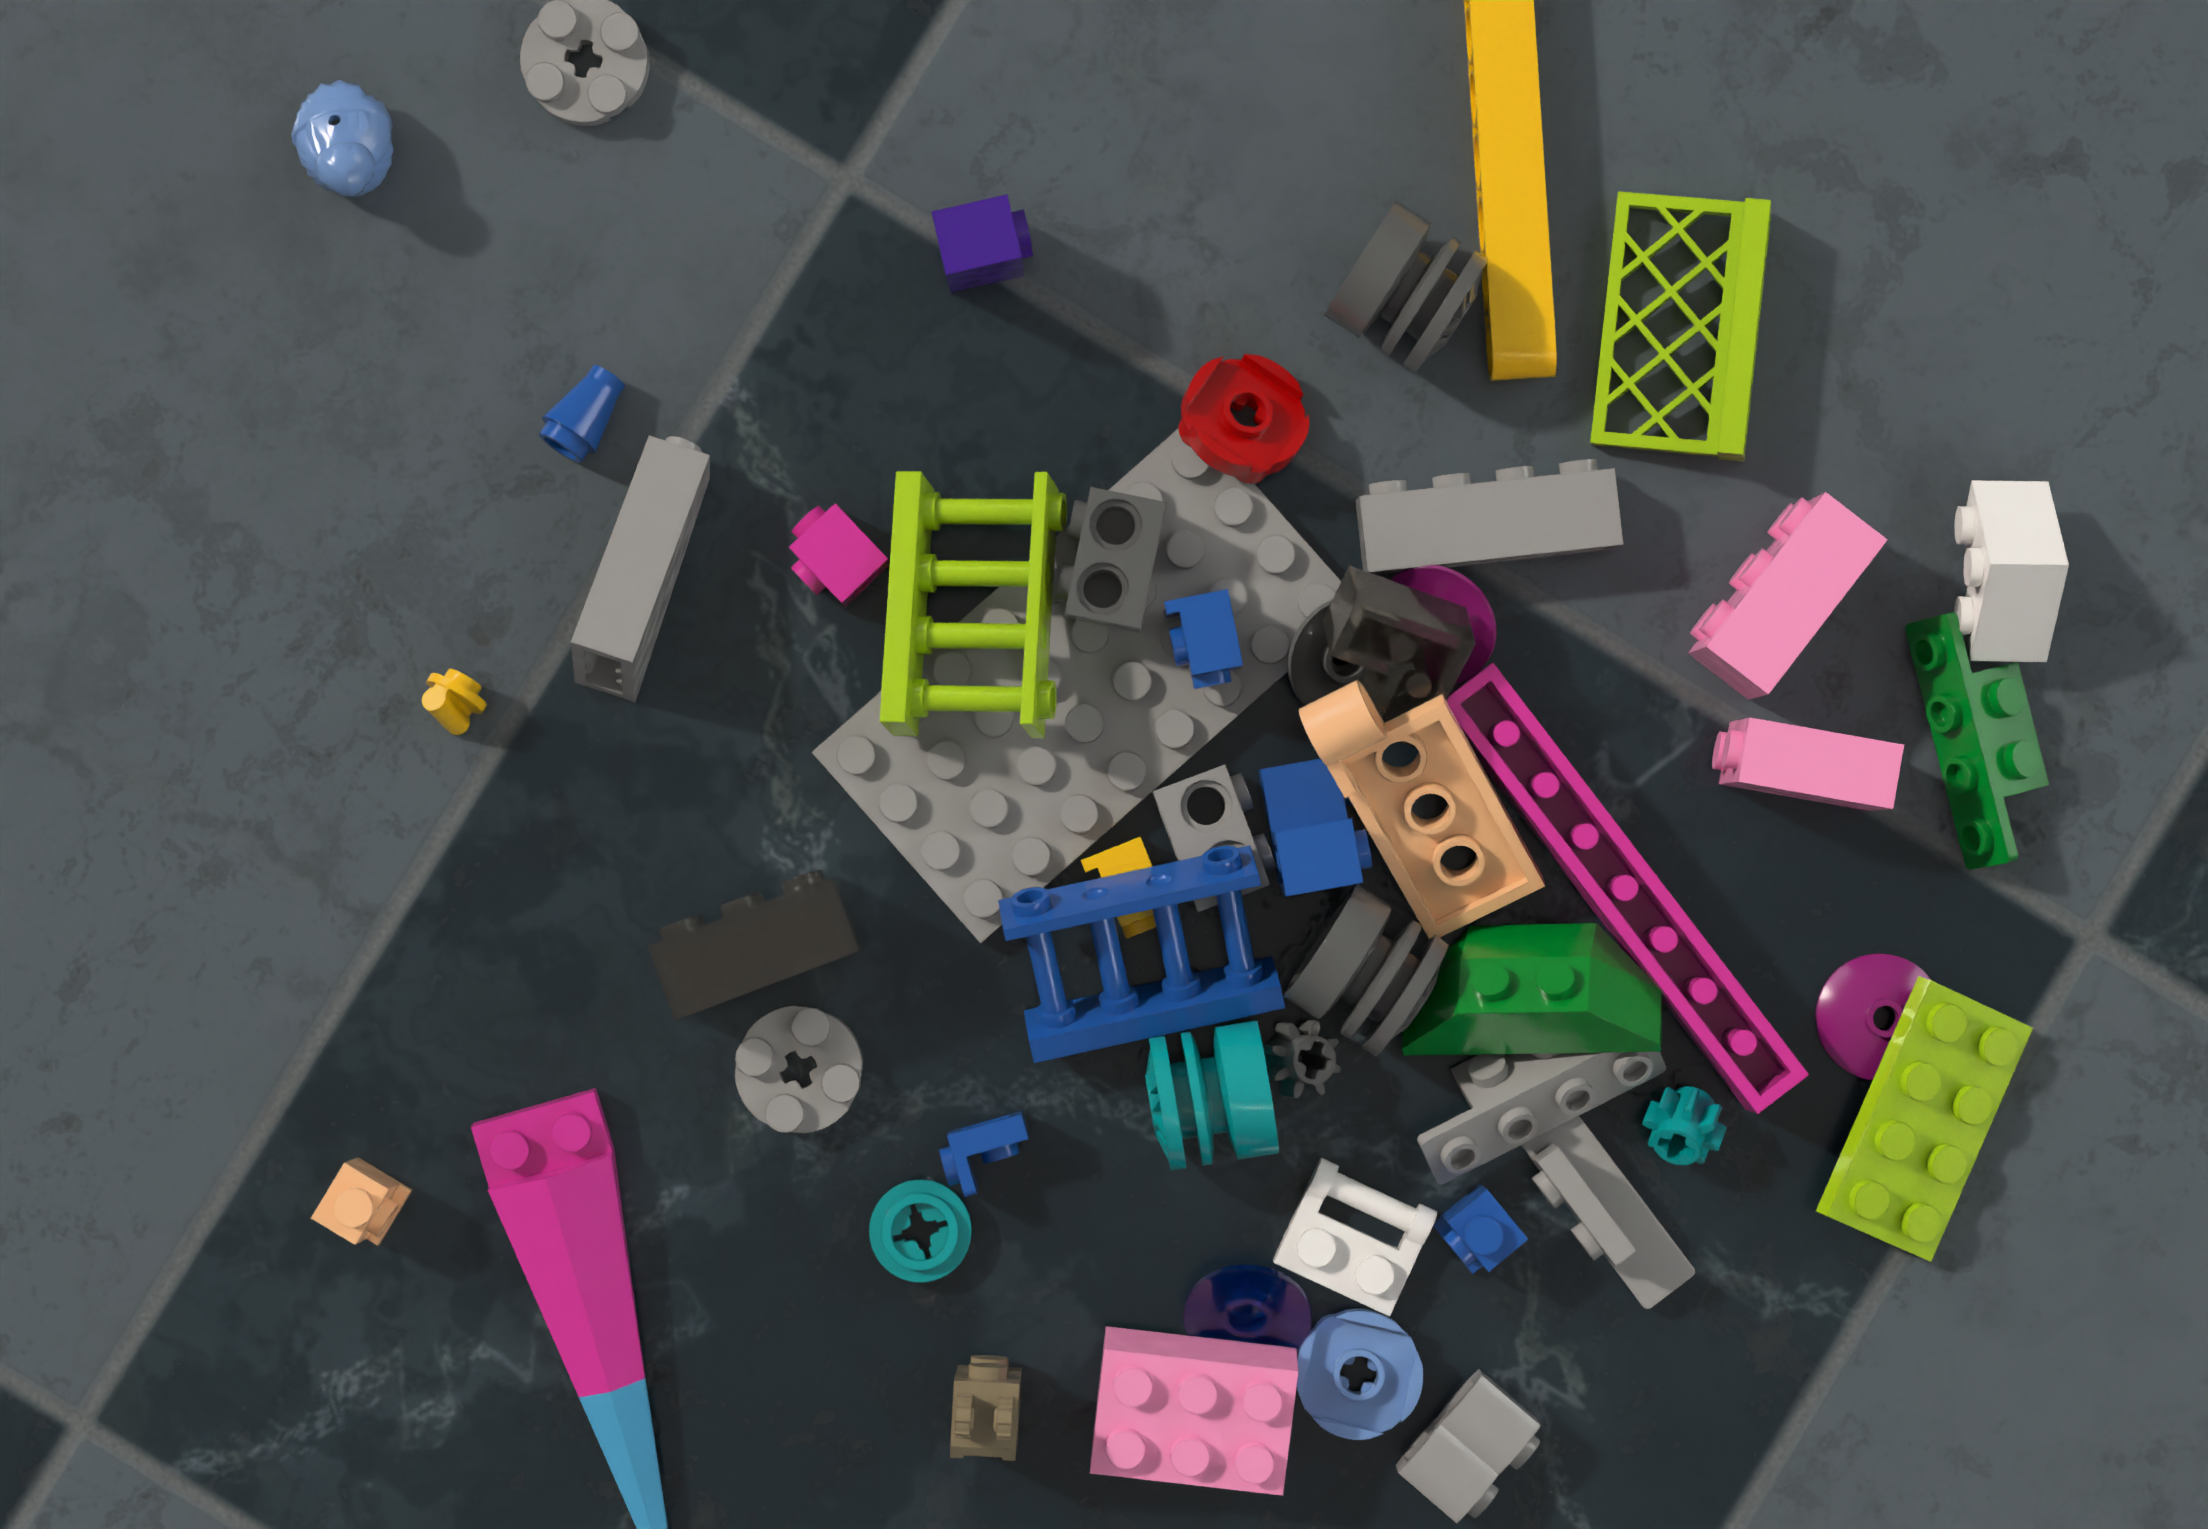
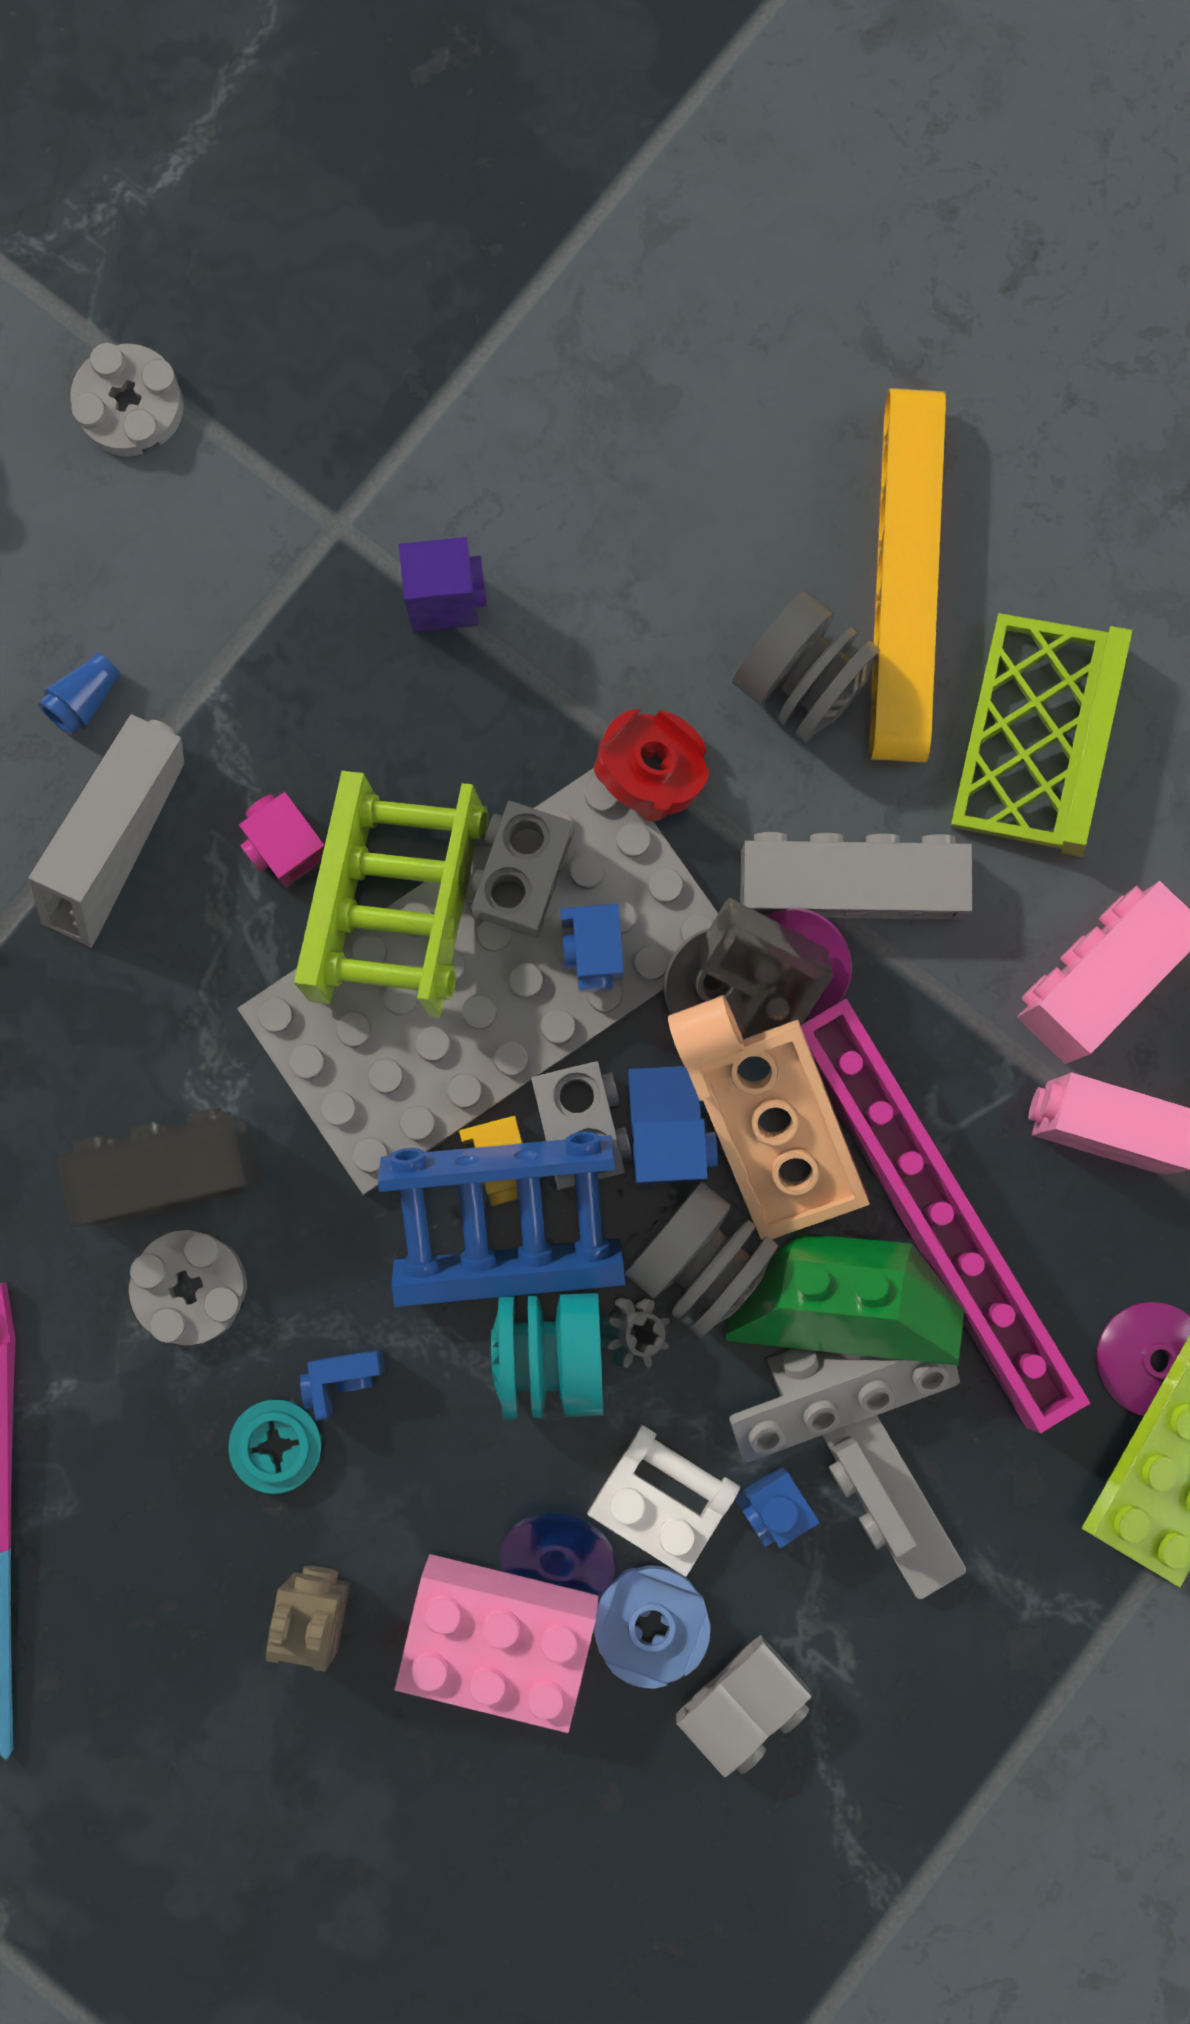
camera: 10 degrees right, 5 degrees down
(1684, 1125) = (971, 1436): teal gear -> none

